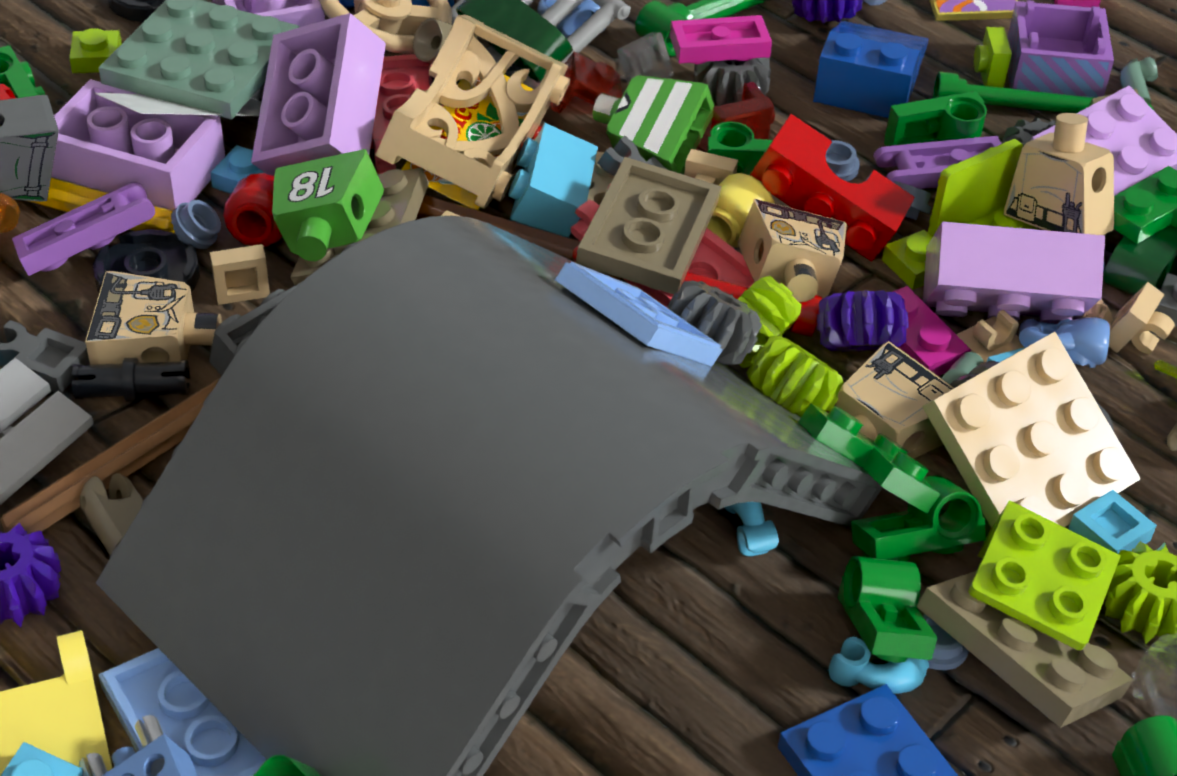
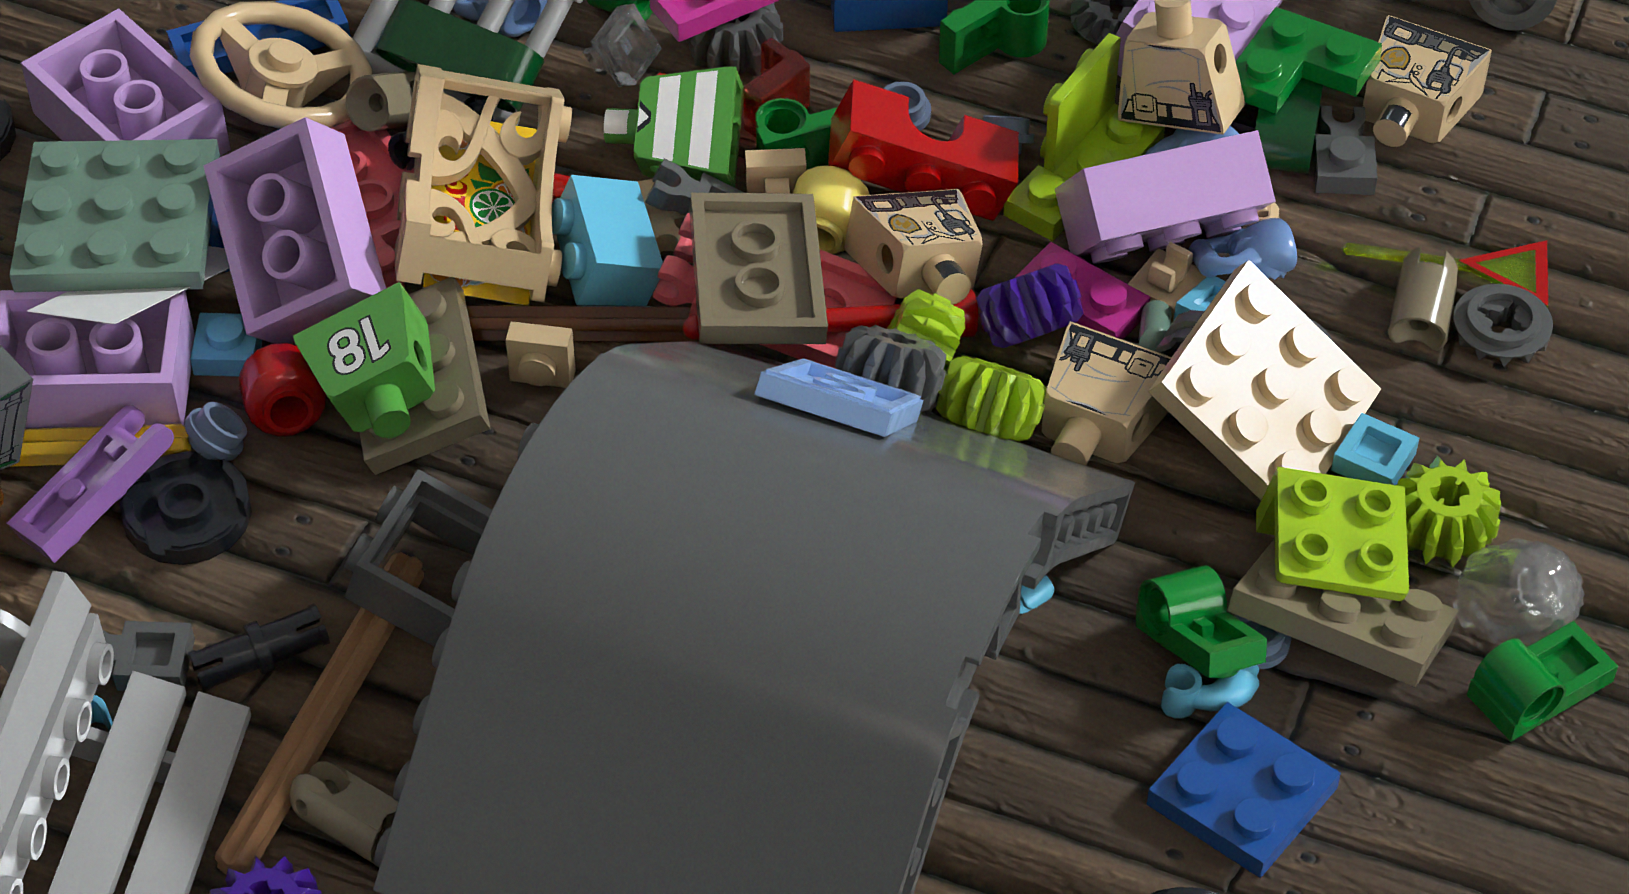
camera: 20 degrees left, 5 degrees up
(146, 321) = (239, 573): tan torso -> none
(240, 274) = (307, 478): tan plate -> none
(588, 81) = (583, 90): clear red bracket -> none
(880, 458) = (1119, 459): green plate -> none
(913, 531) = (1201, 509): green plate -> none
(923, 162) = (1020, 70): medium lavender hinge -> none
(1139, 318) = (1309, 204): tan tile -> none

